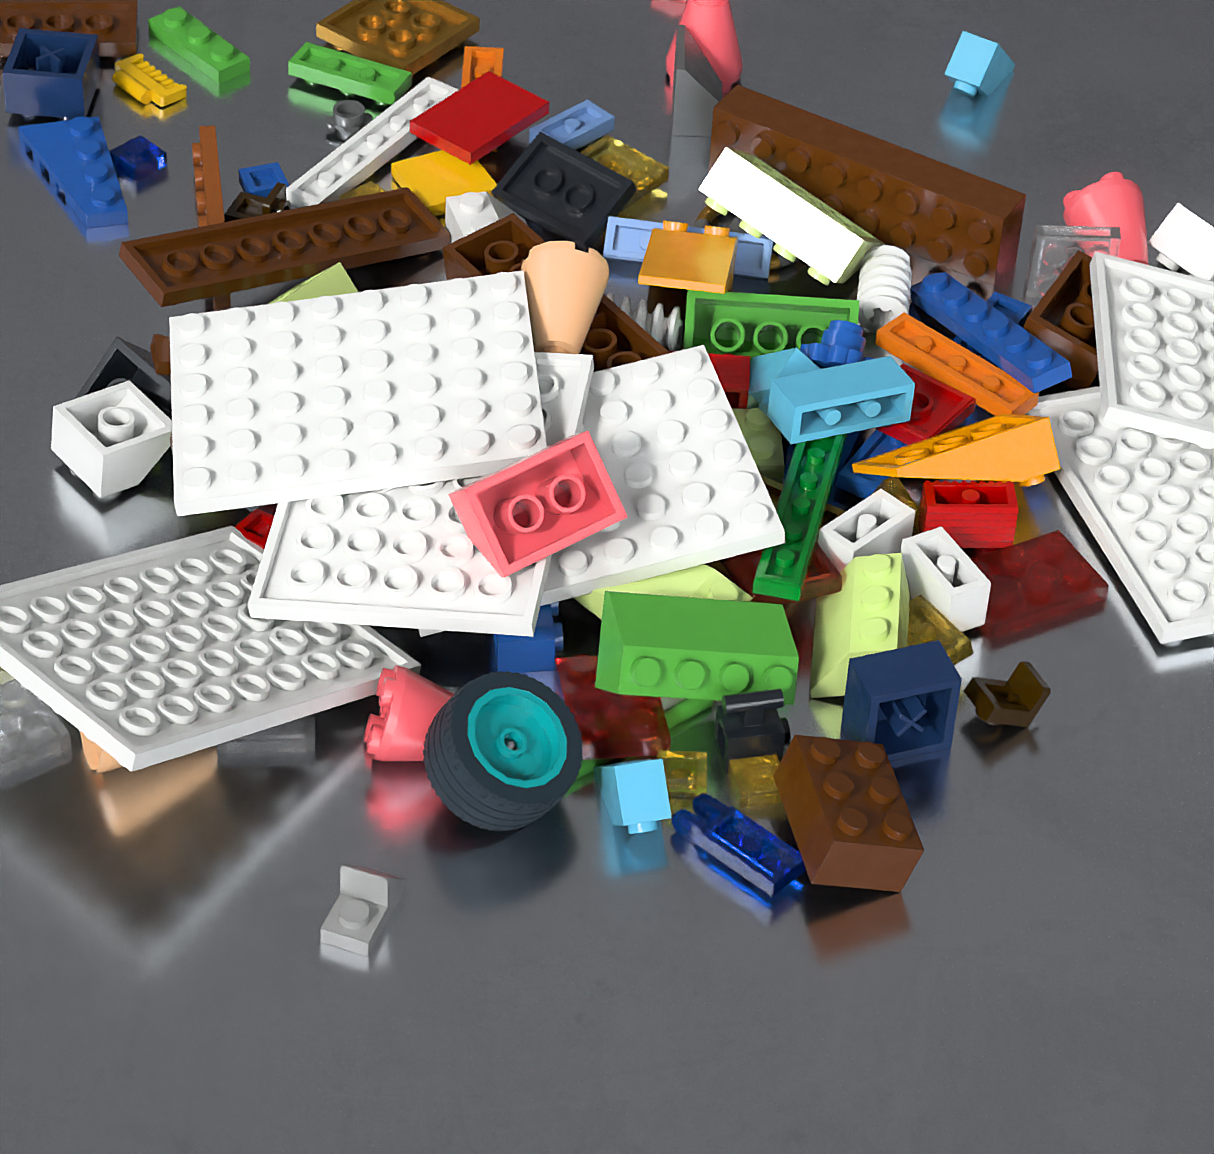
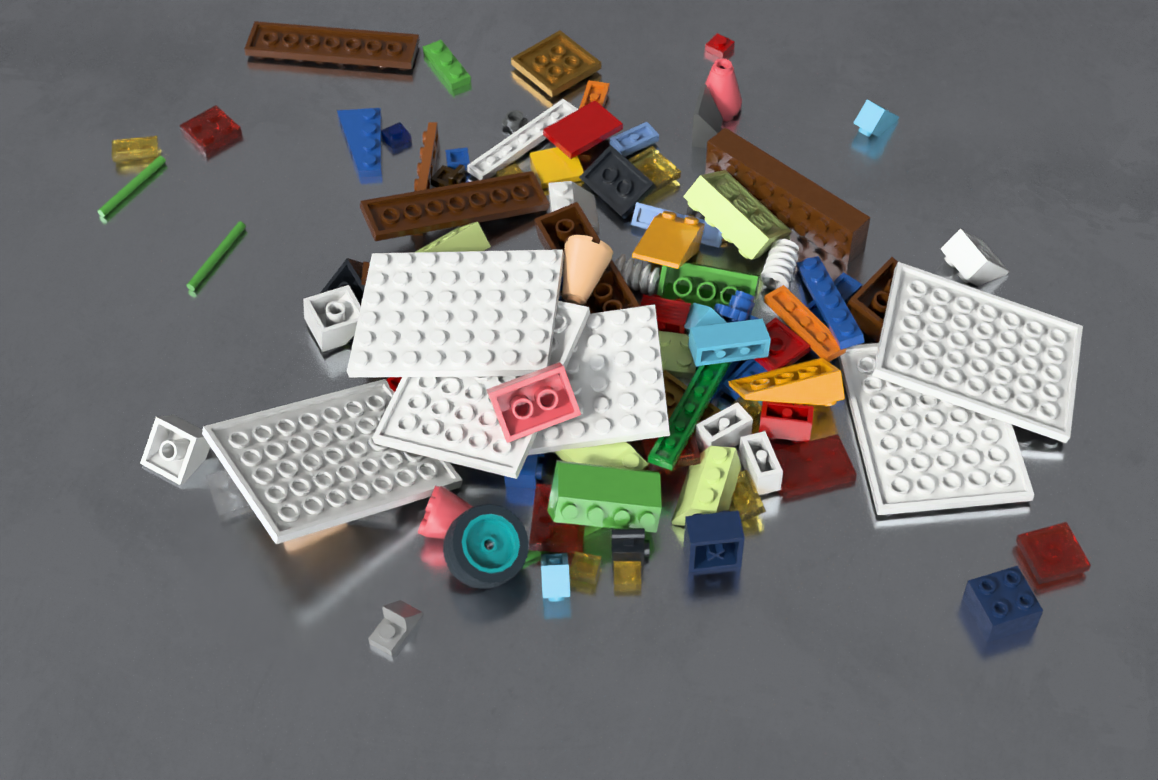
camera: 15 degrees right, 10 degrees up
(51, 73) = (360, 80): dark blue brick -> none
(146, 82) = (413, 86): yellow piece -> none
(350, 73) = (522, 91): bright green plate -> none
(739, 843) = (606, 617): clear blue hinge -> none
(847, 813) = (666, 608): reddish brown brick -> none
(1009, 701) = (777, 542): dark brown bracket -> none
(1055, 247) = (881, 251): clear plate -> none
(1112, 204) = (921, 237): coral cone -> none

